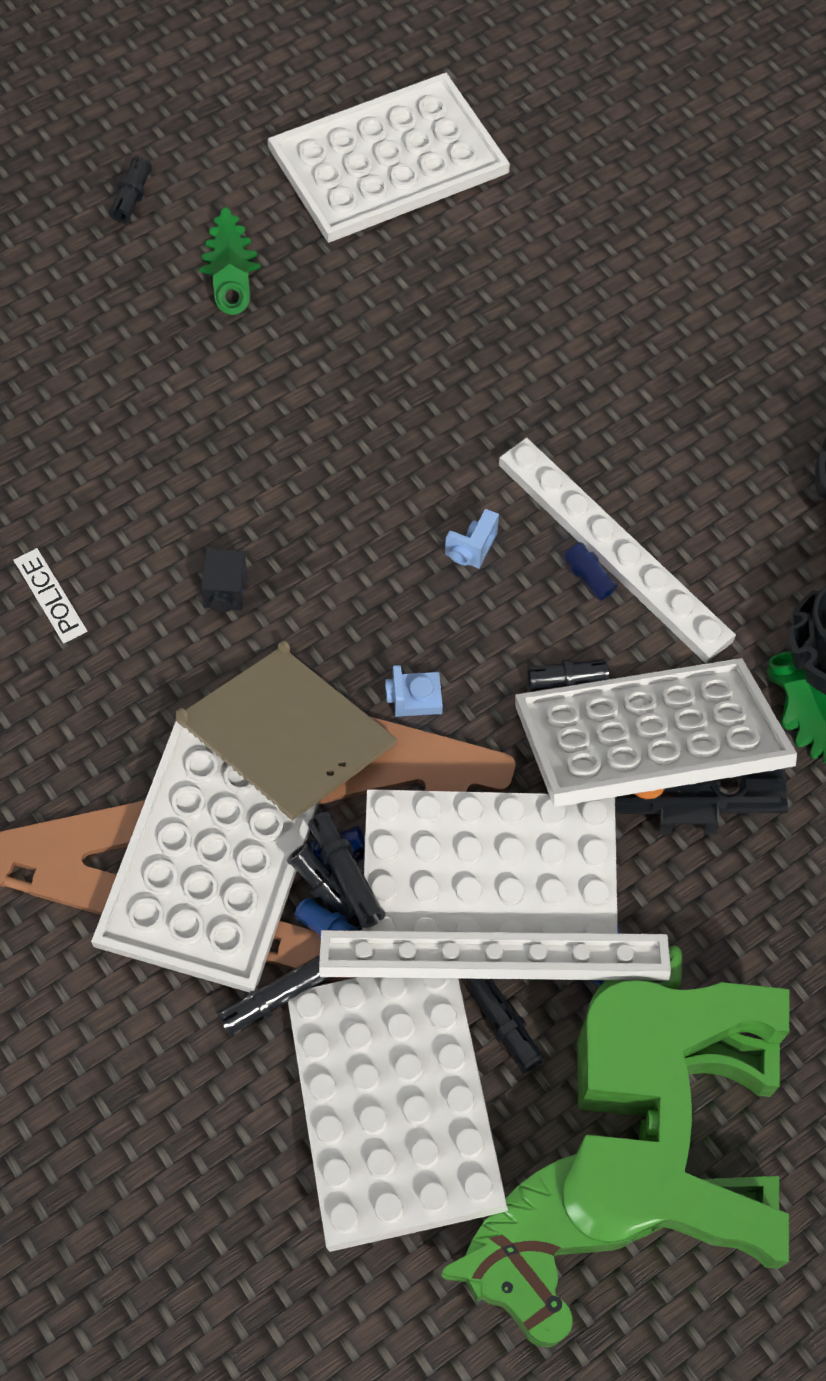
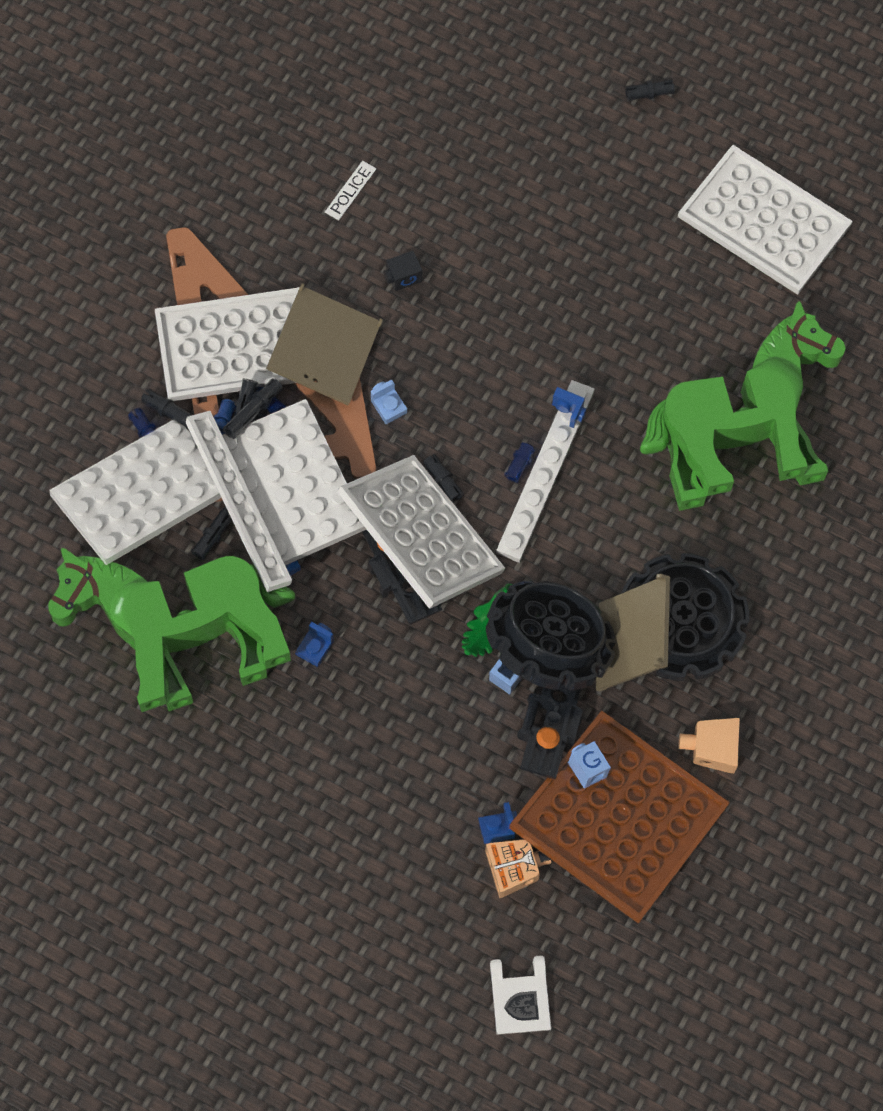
camera: 65 degrees right, 5 degrees up
(229, 262) = (627, 170): green plant -> none
(274, 1051) = (142, 423): none -> clear blue pin
(477, 542) = (504, 393): light blue bracket -> none
(547, 464) = (569, 402): none -> blue bracket
(651, 264) = (701, 418): none -> bright green animal
(750, 957) = (315, 643): none -> blue bracket

